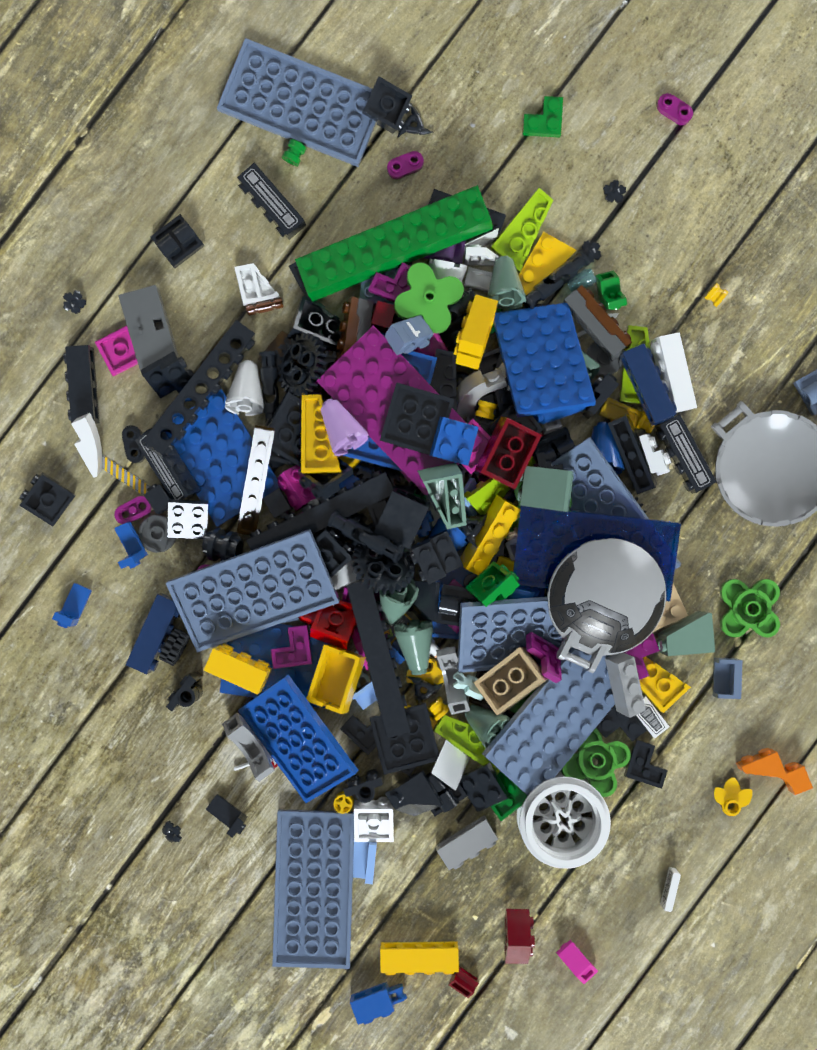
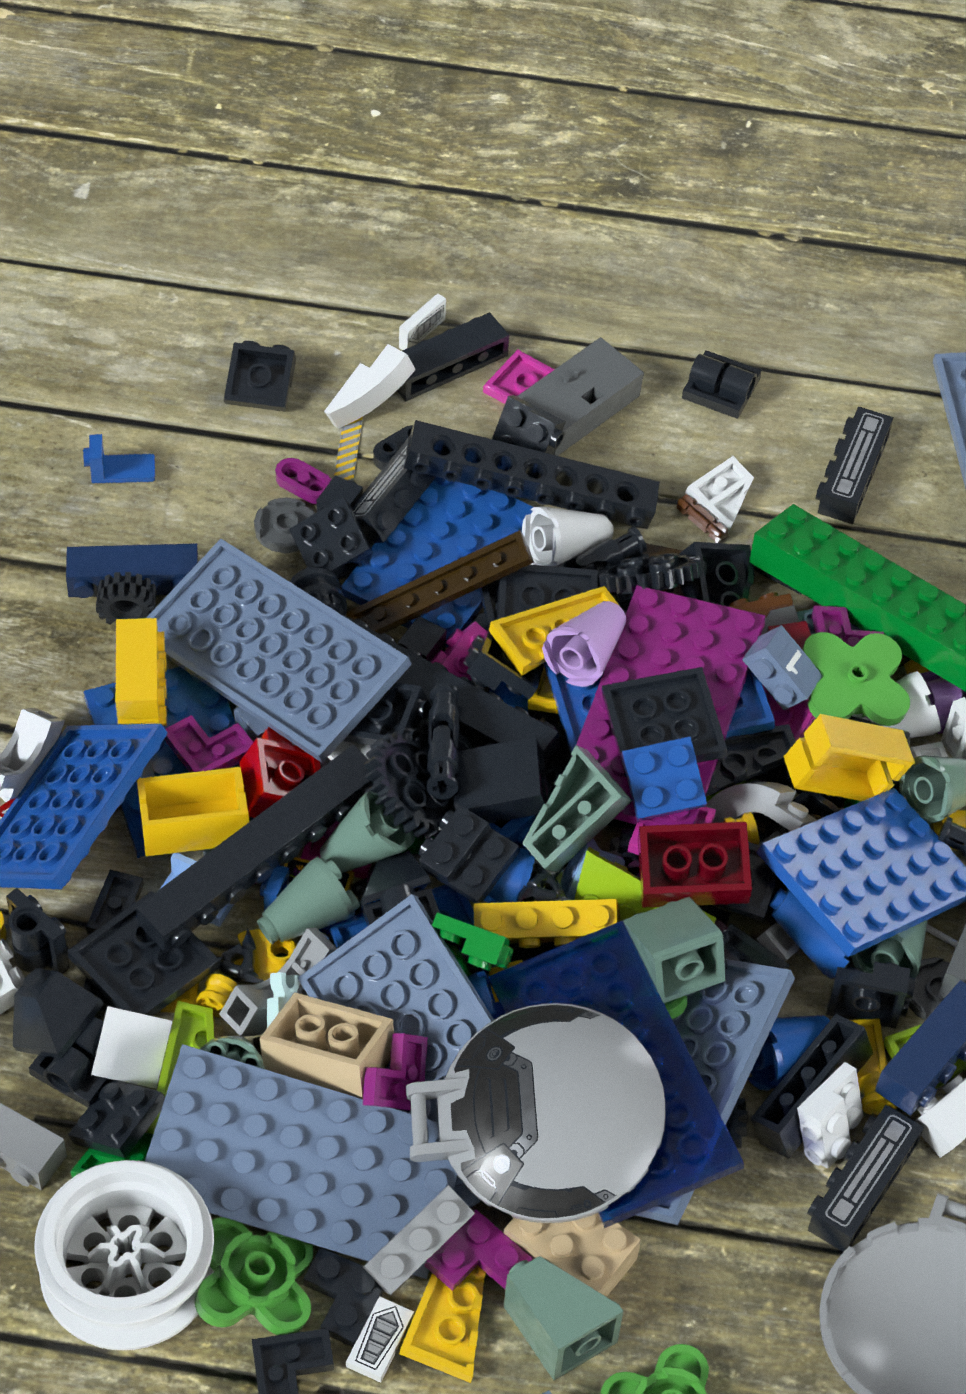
camera: 55 degrees right, 35 degrees down
(49, 386) = (422, 322): none -> white tile
(73, 302) = (557, 306): black plant -> none
(131, 544) = (246, 503): blue bracket -> none
(180, 696) = (64, 639): black plate -> none
(293, 154) = (942, 463): green wheel -> none

